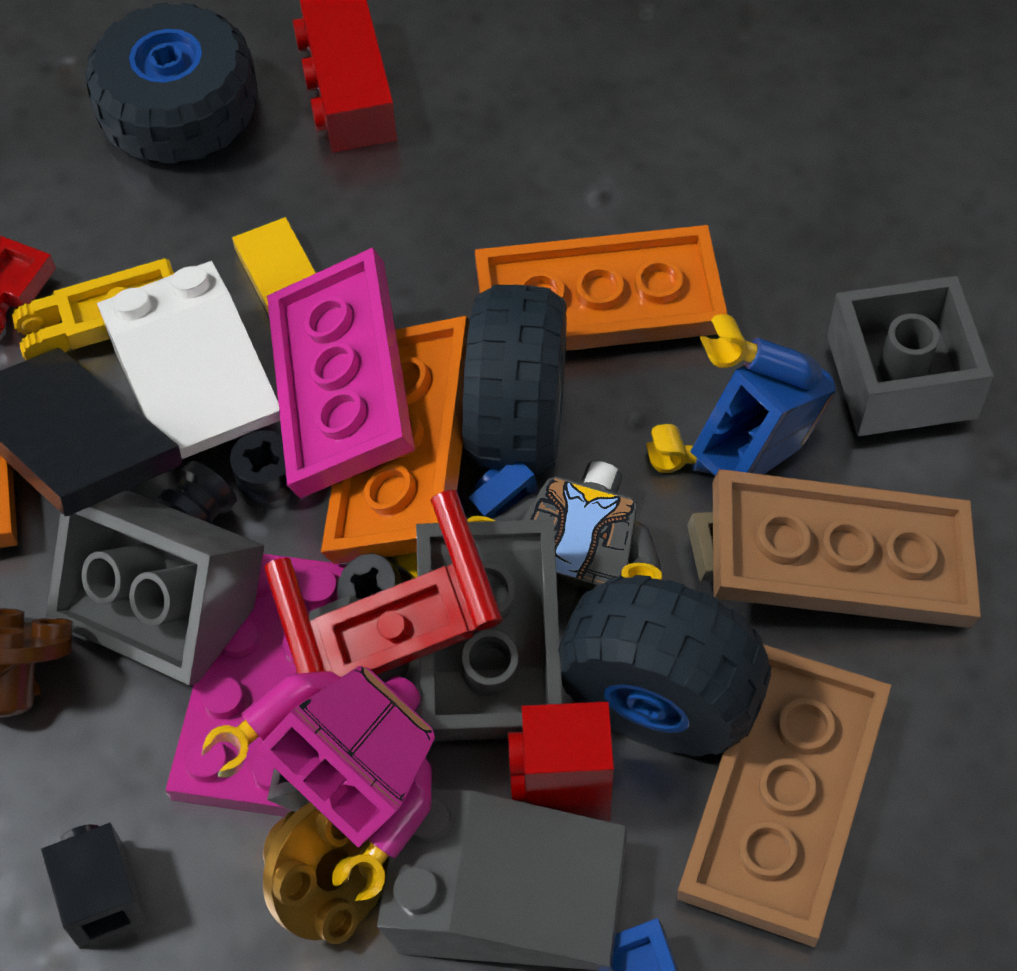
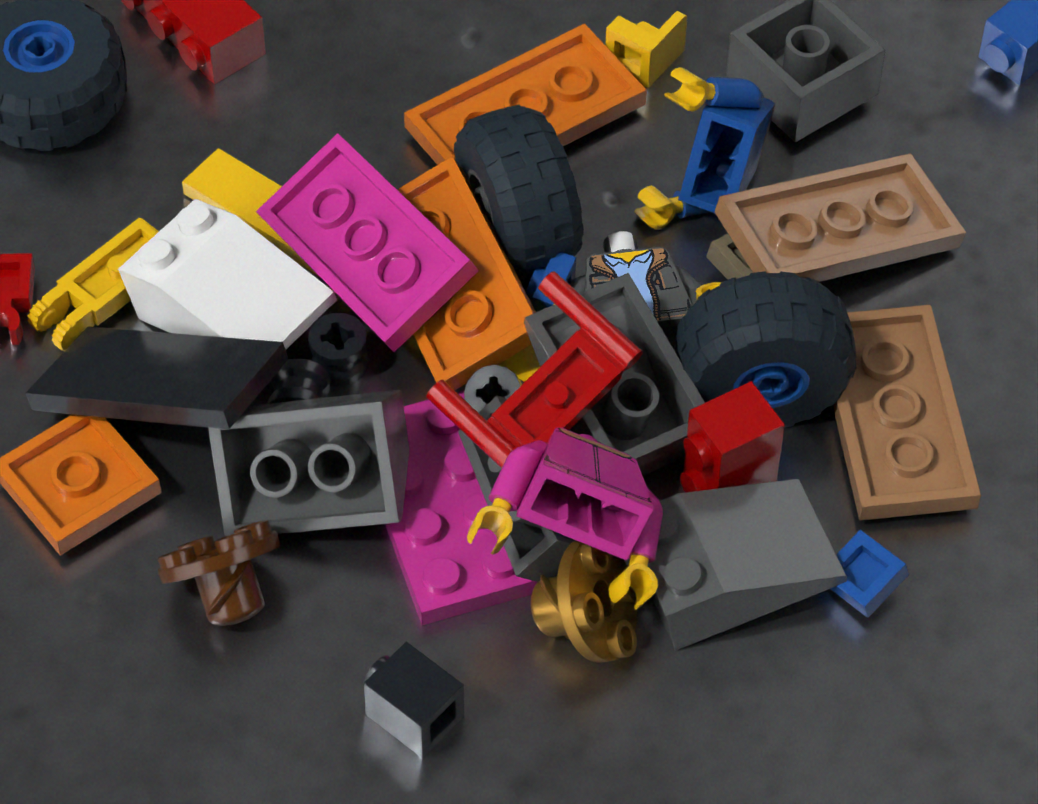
camera: 30 degrees left, 5 degrees down
(759, 276) = (645, 48): none -> yellow panel

